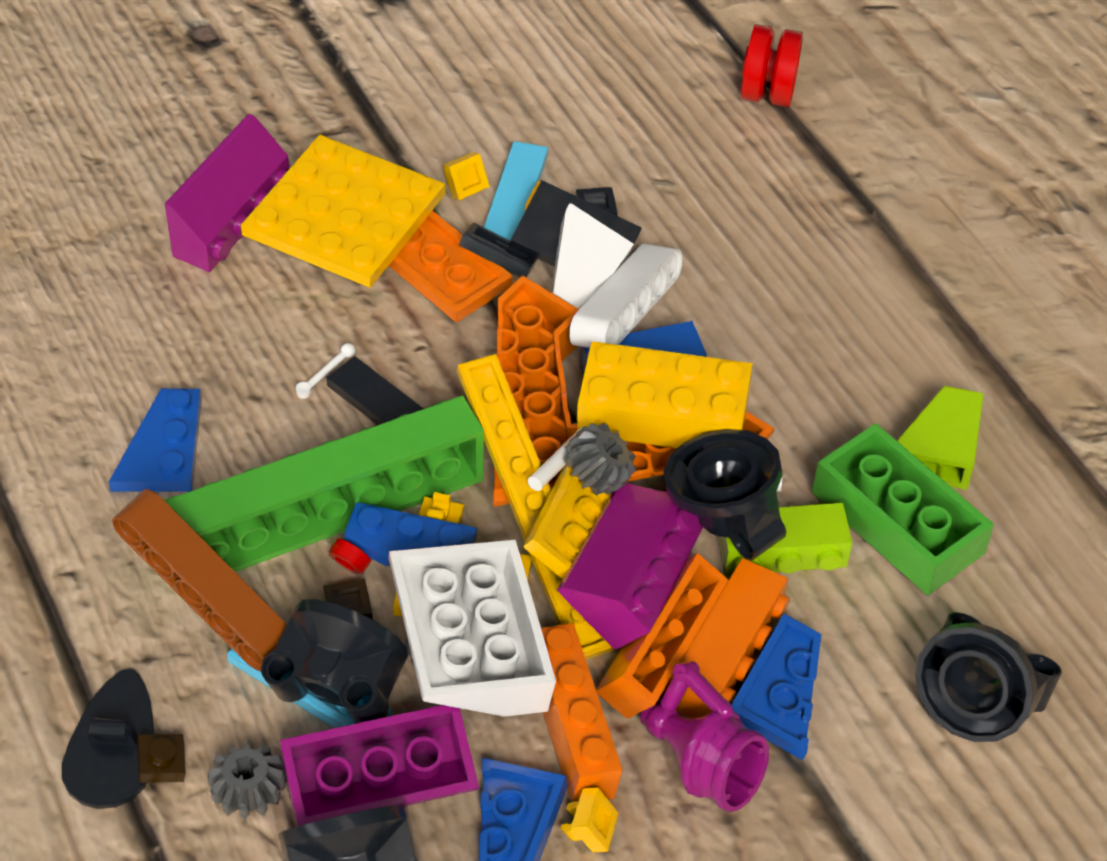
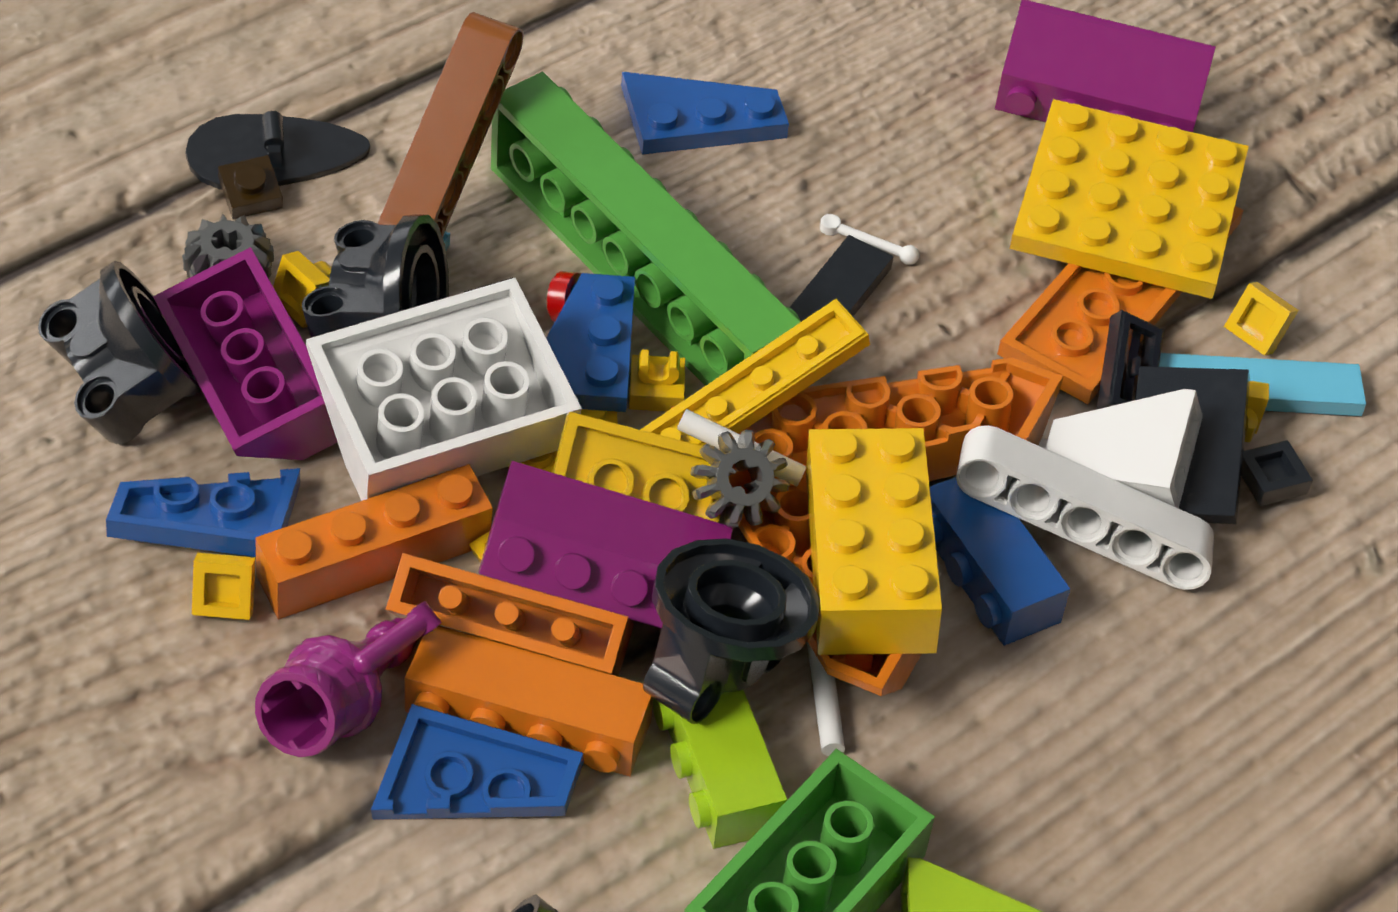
camera: 75 degrees right, 0 degrees up
(294, 721) = (297, 279): none -> yellow tile

